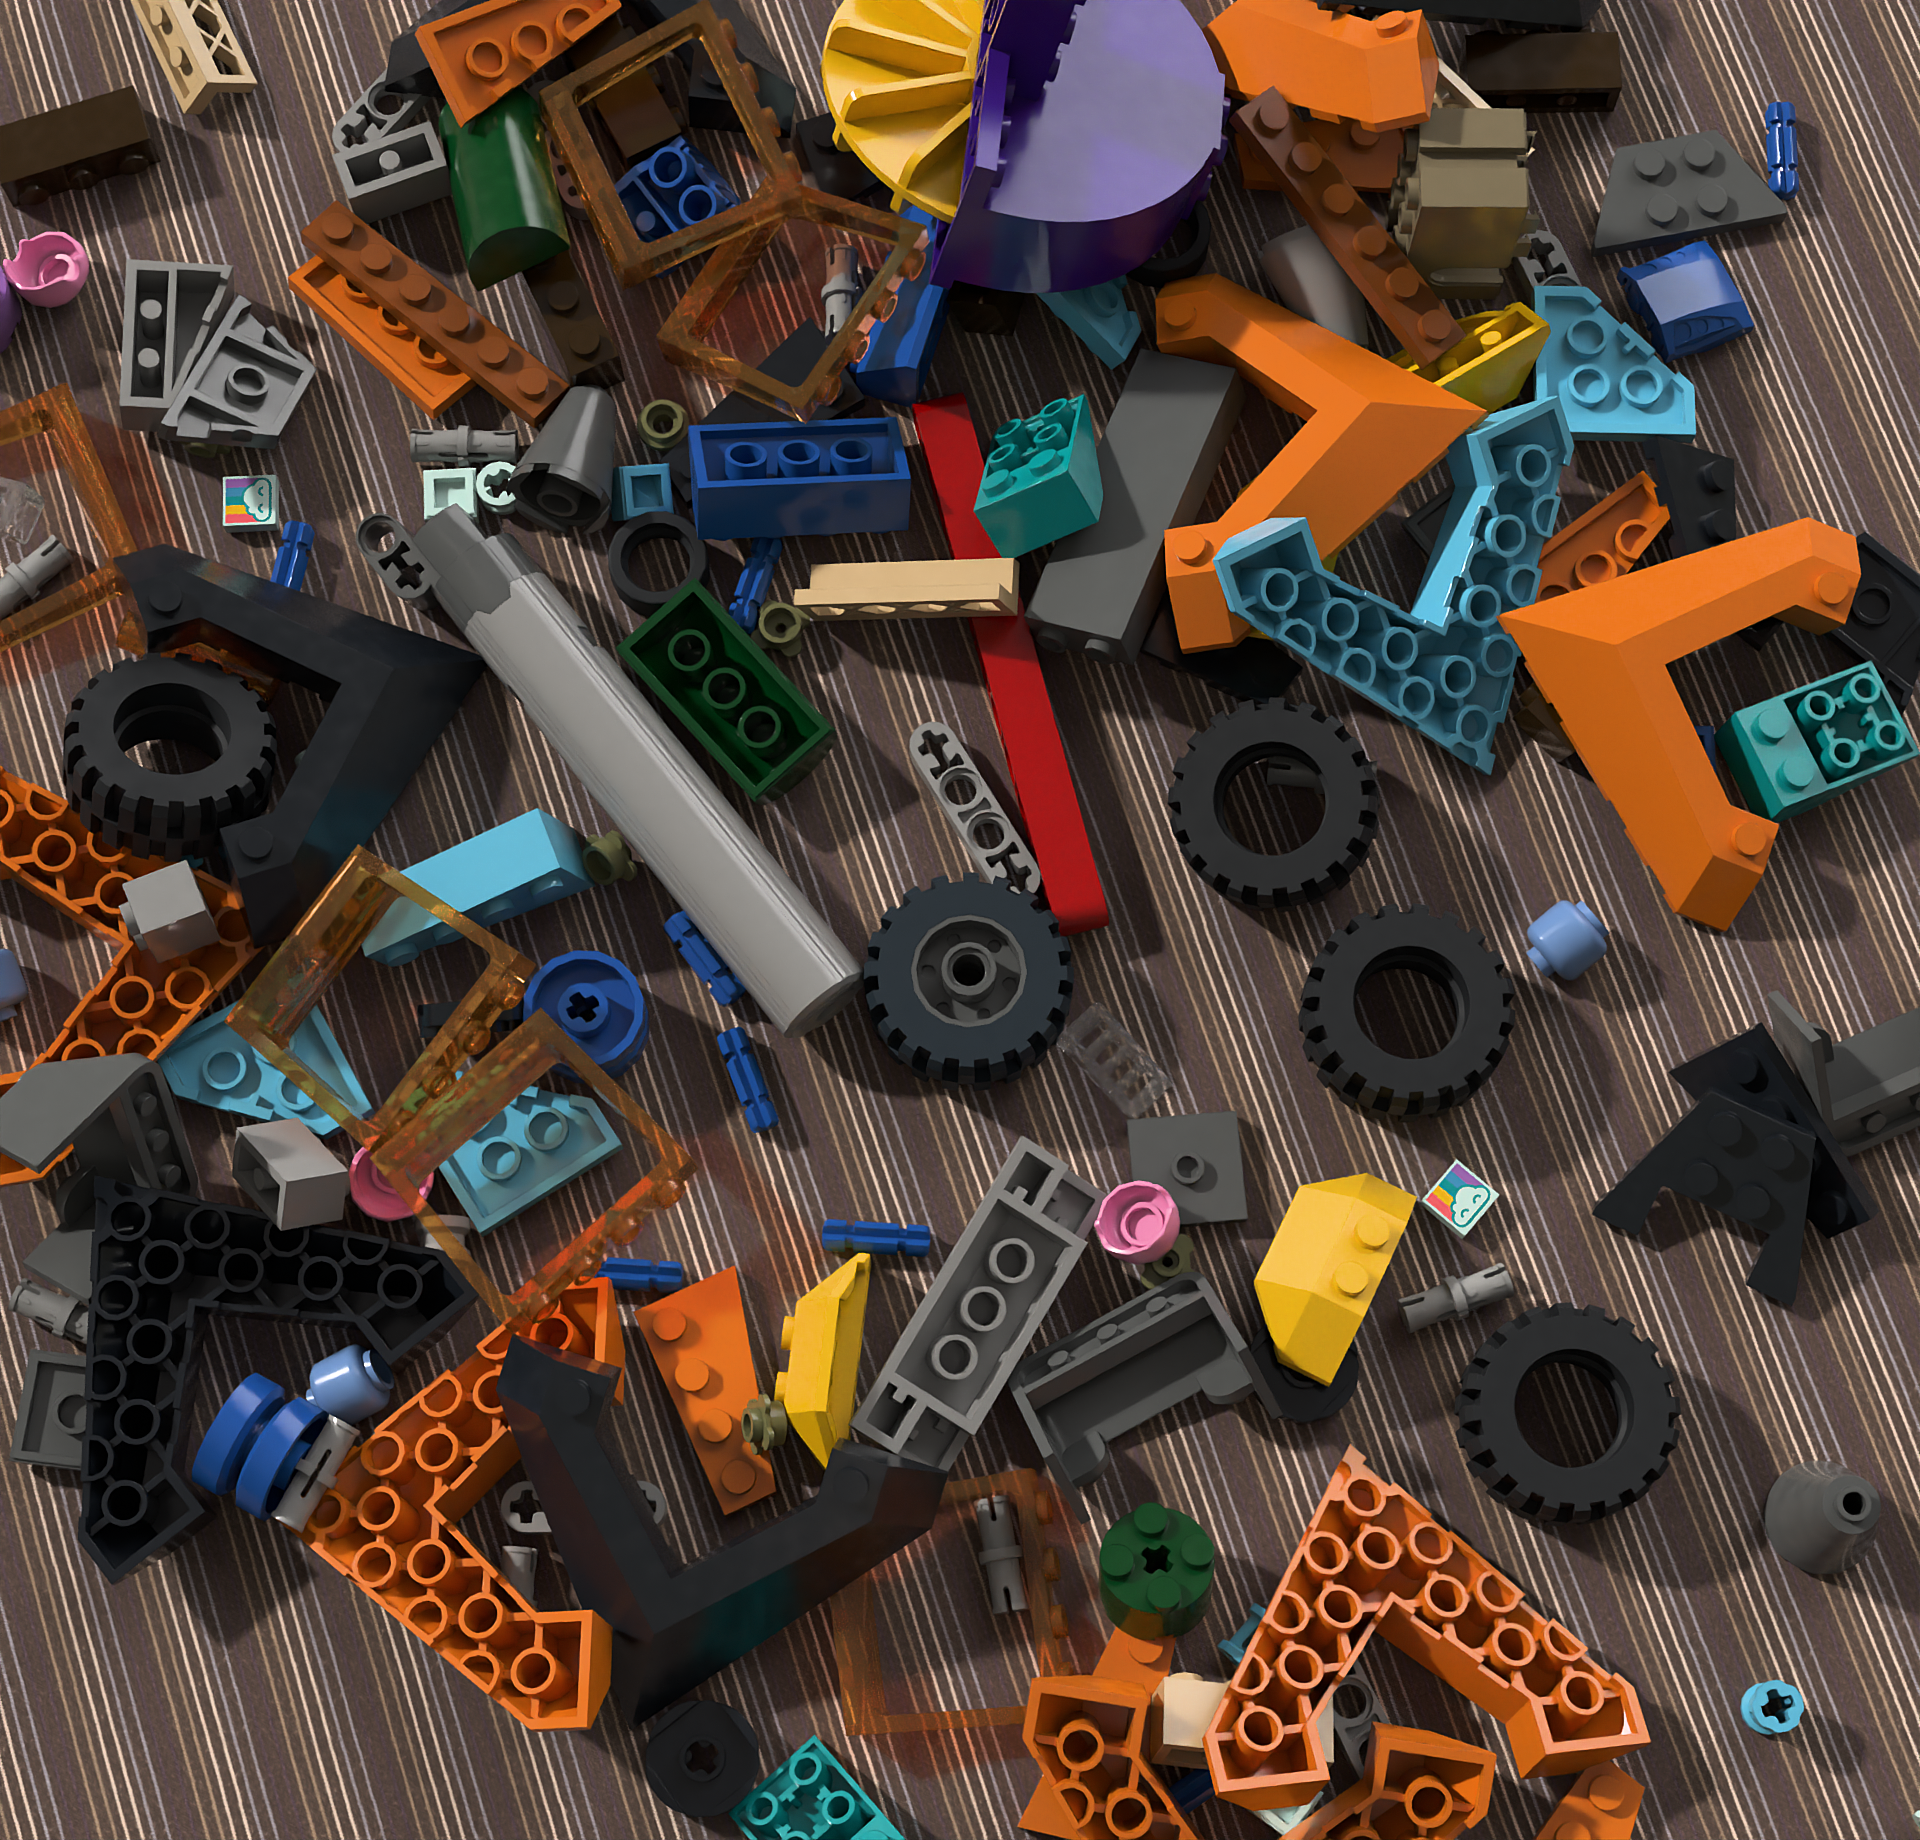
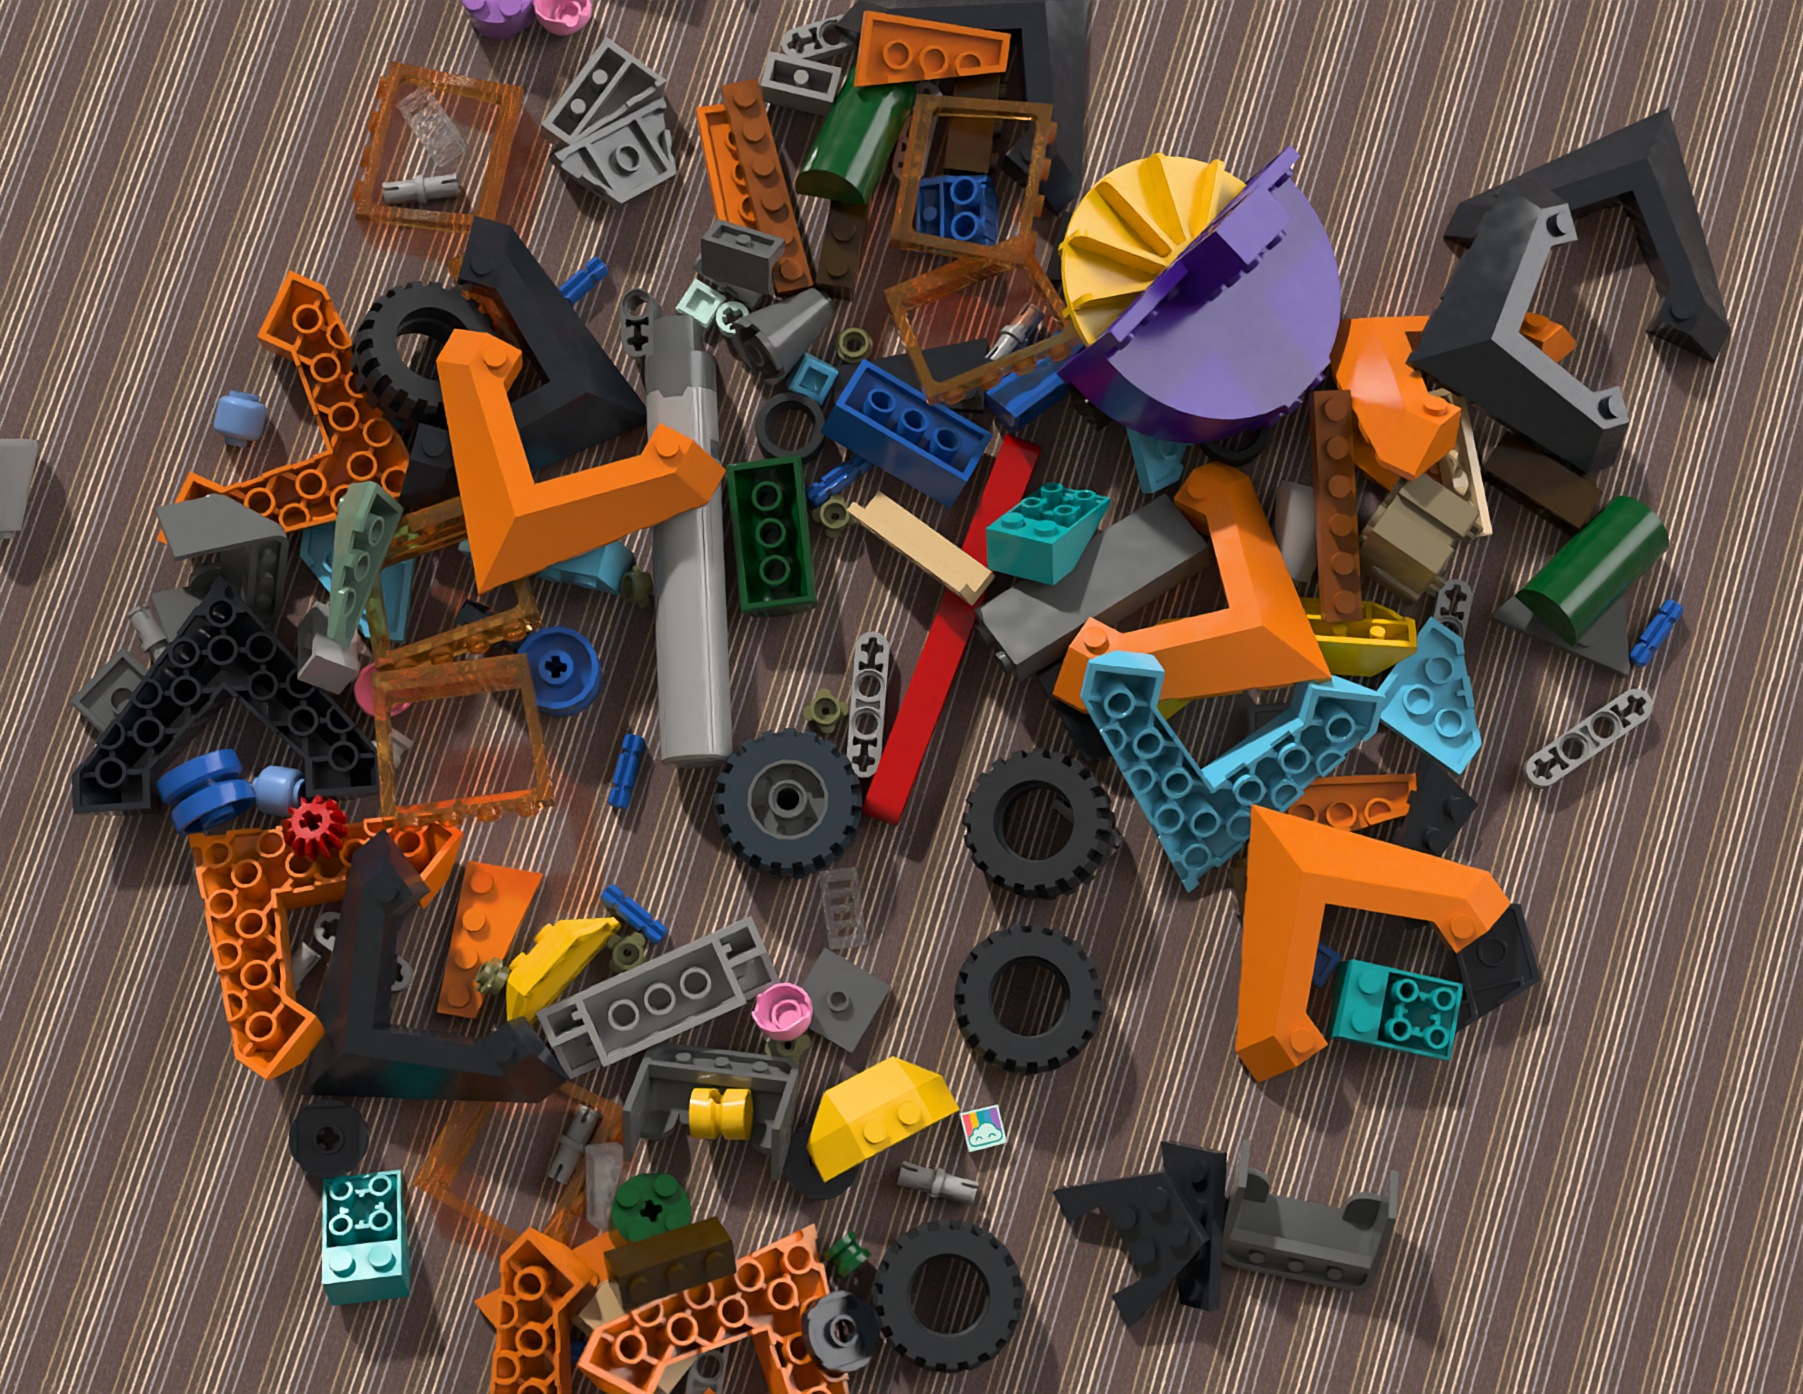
camera: 35 degrees right, 5 degrees up
(168, 912) = (359, 451): light grey brick -> none
(241, 1002) = (361, 540): none -> sand green wedge
(250, 503) = (583, 230): tile -> none
(337, 1438) = (201, 841): light grey pin -> none
(422, 1415) = (302, 821): none -> red gear
(431, 858) = (527, 526): none -> orange wedge
(463, 404) = (740, 256): none -> dark grey panel
(527, 1154) = (471, 727): medium azure plate -> none
(642, 1274) = (486, 841): blue axle -> none
(704, 959) = (649, 684): blue axle -> none
(885, 1284) = (618, 944): none -> olive plate
(919, 841) = (825, 700): none -> olive plate
(1069, 1567) = (602, 1176): none -> clear slope
(1152, 1391) = (721, 1114): none -> yellow wheel
(1228, 1600) = (670, 1262): none -> dark brown brick
(1414, 1454) = (846, 1255): none -> dark green wheel
(1459, 1566) = (819, 1337): none -> black plate
(1566, 940) = (1157, 1022): medium blue head -> none
(1669, 116) = (1595, 568): none -> dark green brick
(1686, 301) = (1523, 687): blue slope -> none
(1794, 310) = (1589, 741): none -> light grey beam

